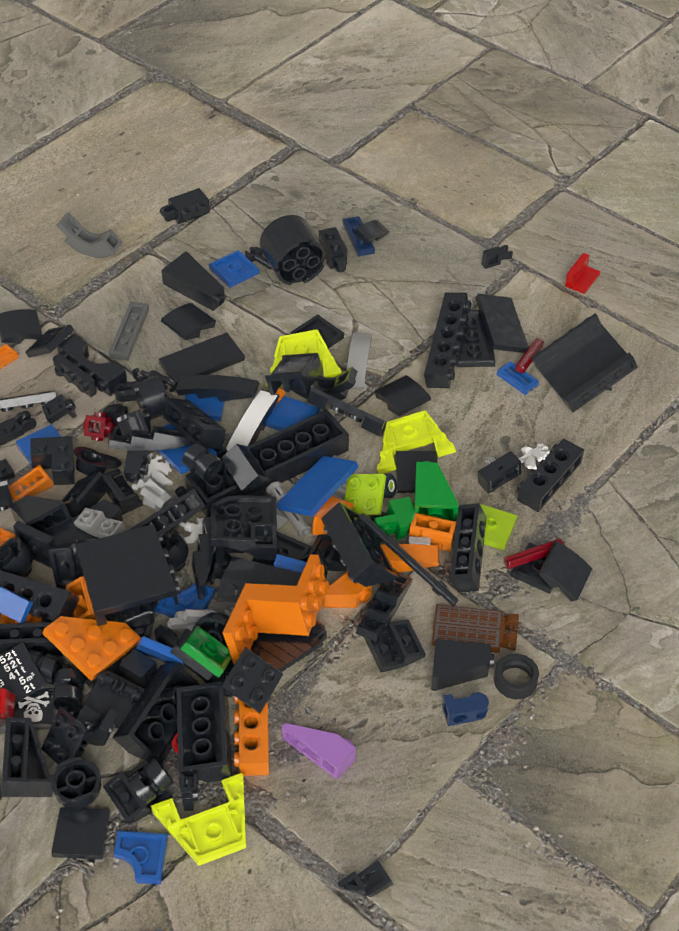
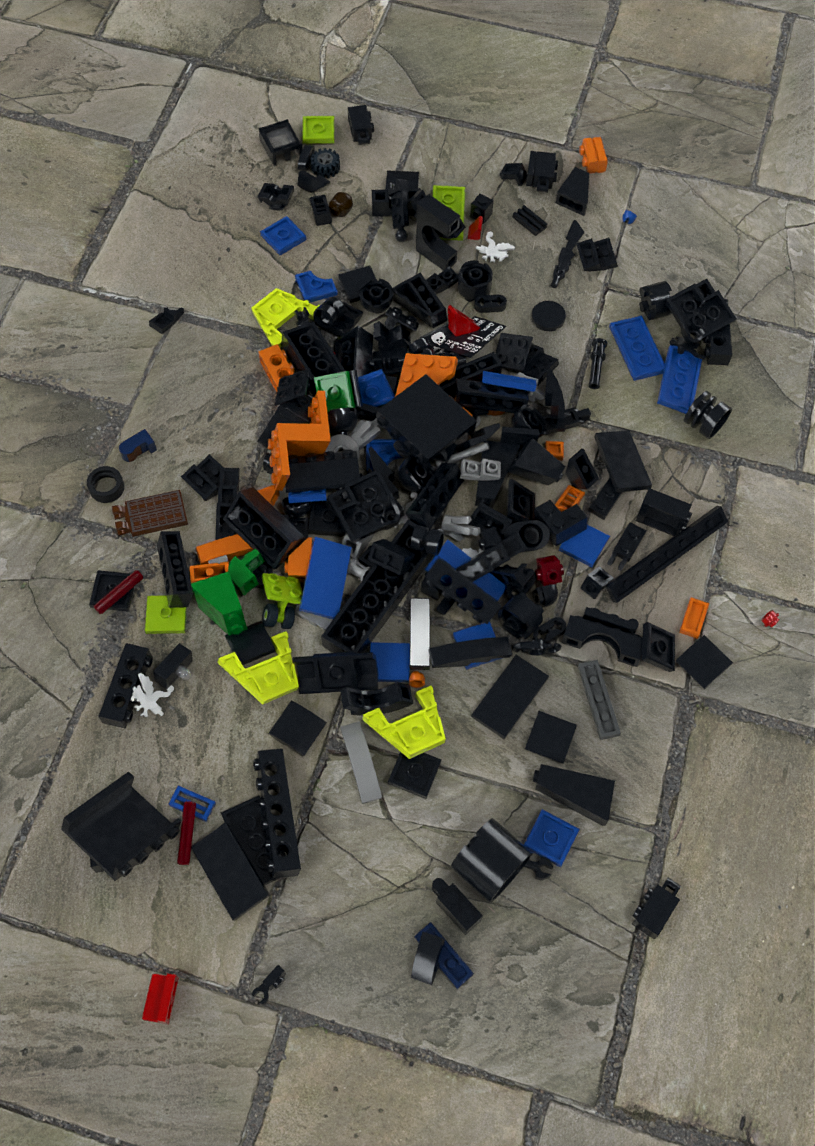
camera: 155 degrees right, 15 degrees up
(86, 242) = (723, 801): dark grey arch -> none
(296, 366) = (402, 684): black window -> none
(321, 747) = (229, 382): medium lavender slope -> none
(437, 586) = (189, 528): black bar -> none
(459, 663) = (151, 477): black slope -> none
(565, 570) = (87, 584): black slope -> none

